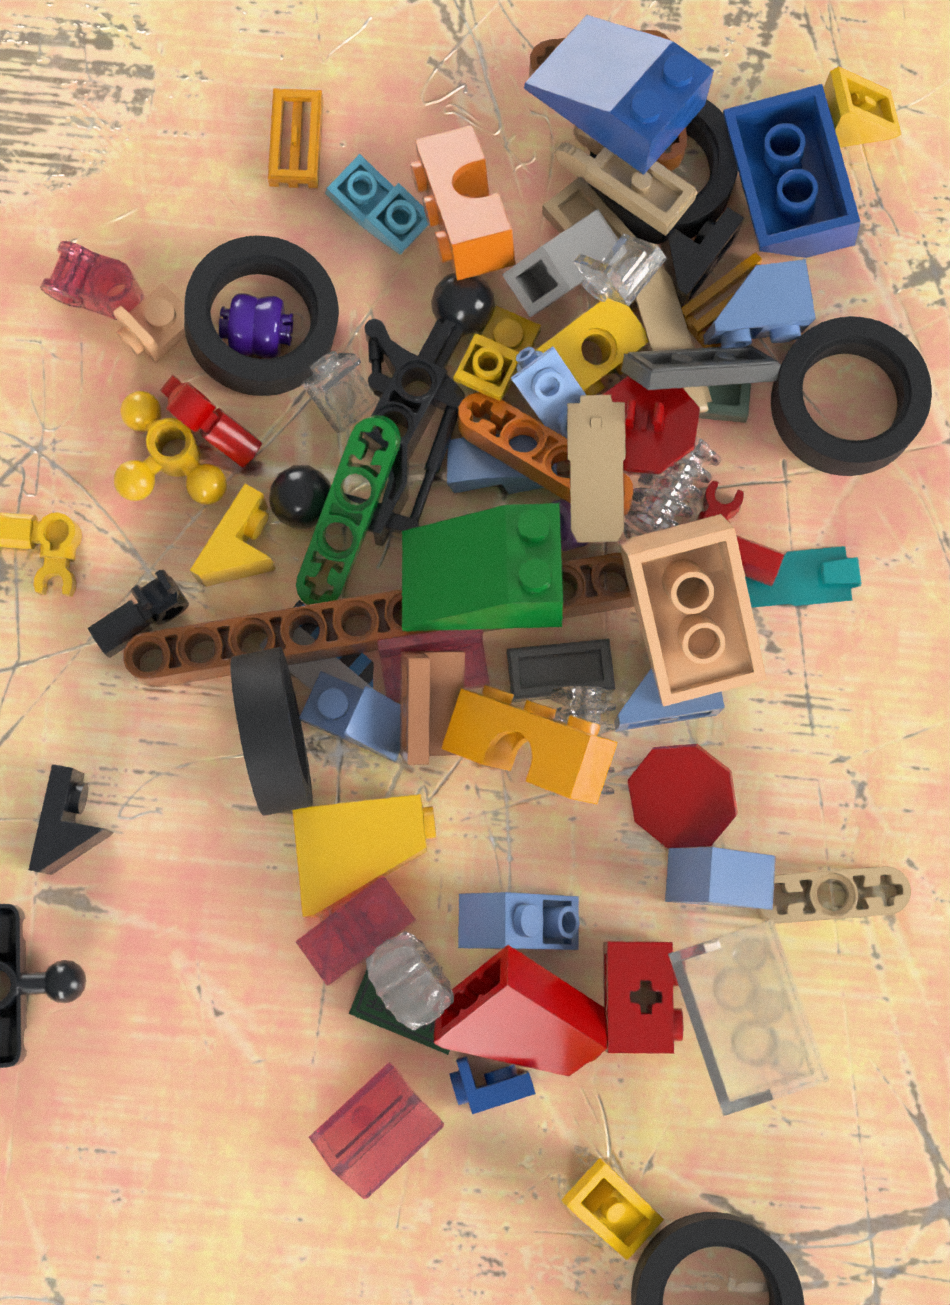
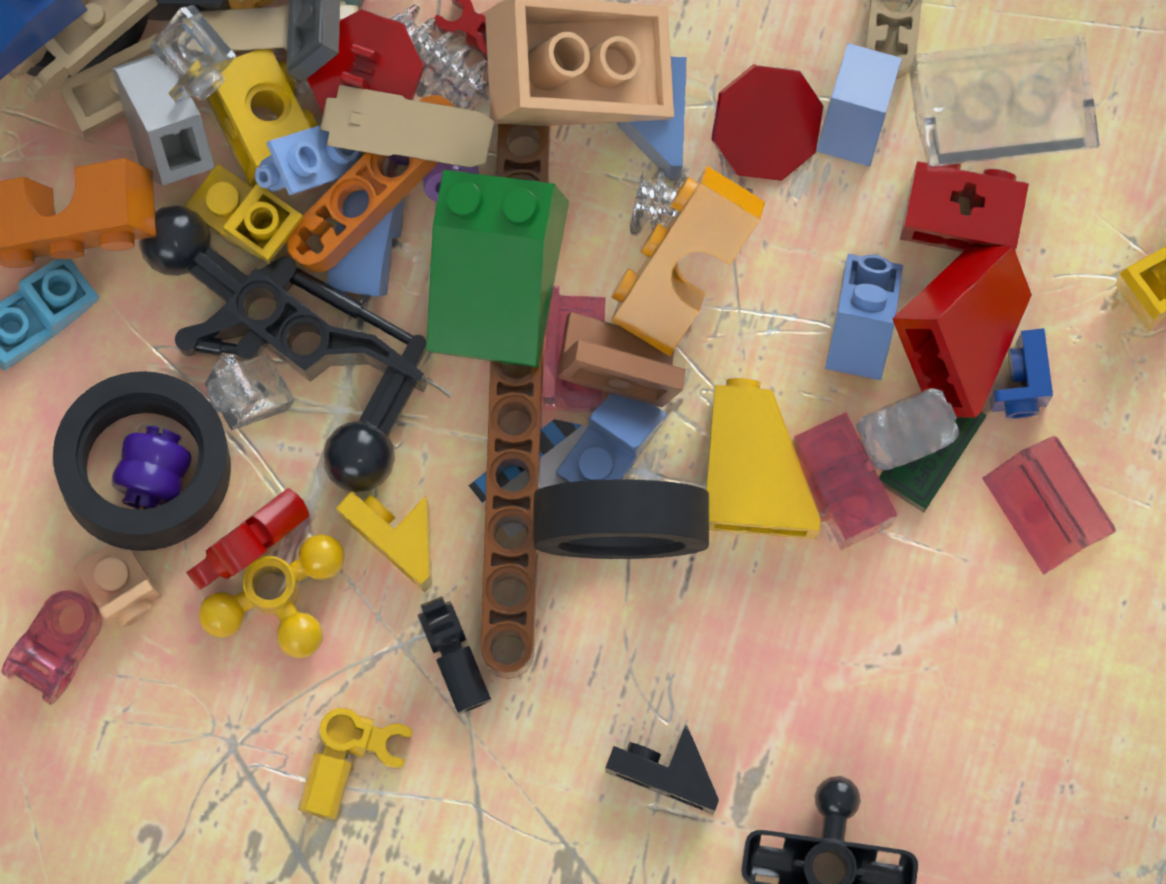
camera: 75 degrees left, 0 degrees up
(352, 514) = (396, 398): green beam -> none
(542, 668) = (604, 221): dark grey tile -> none

